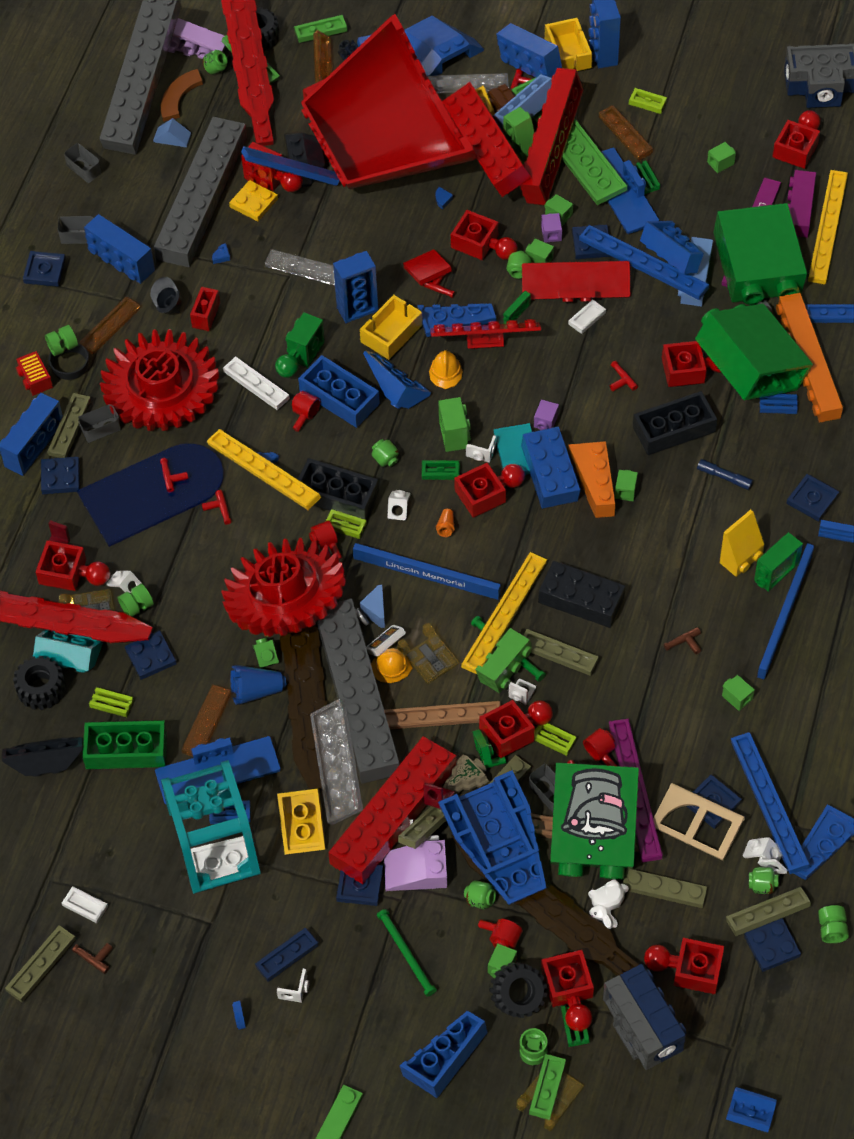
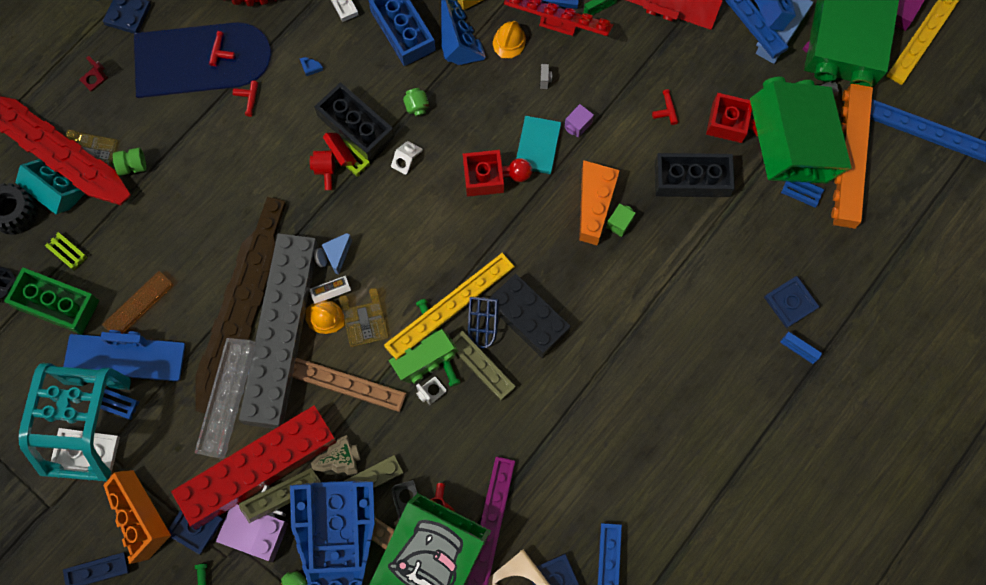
camera: 20 degrees right, 15 degrees up
(65, 563) = (86, 104): red brick -> none
(122, 579) = (129, 135): white bracket -> none
(150, 655) = (121, 220): dark blue plate -> none
(254, 683) = (193, 287): blue cone -> none
(263, 469) = (298, 78): yellow tile -> none
(265, 652) = (219, 257): bright green bracket -> none
(284, 589) = (259, 205): red gear -> none
(301, 821) = (171, 440): yellow slope -> none
(306, 406) = (367, 28): red piece -> none
(306, 893) = (136, 515): none -> orange wedge
(334, 517) = (339, 149): none -> red tile
(426, 571) = (399, 235): blue tile -> none
(437, 795) = (300, 473): dark red bracket -> none
(440, 472) = (473, 143): green tile -> none
(445, 523) = (438, 194): orange cone -> none
(454, 424) = (488, 98): bright green brick -> none
(480, 453) = (501, 136): white bracket -> none
(485, 750) = (364, 443): green plate -> none
(496, 389) = (546, 76): none -> light grey plate
(511, 728) = (403, 417): red brick -> none
(535, 608) = (488, 316): none -> dark blue window
(550, 467) = (557, 175): blue brick -> none
(553, 741) = (448, 464): lime tile -> none
(587, 316) = (662, 34): white tile -> none
(599, 745) = (476, 479): red piece -> none
(686, 637) = (608, 398): copper piece -> none
(736, 479) = (710, 236): dark blue piece -> none
(737, 692) = (629, 477): bright green brick -> none
(741, 544) = (700, 329): yellow slope -> none
(778, 562) = (727, 359): green window -> none
(785, 611) = (713, 411): blue tile -> none

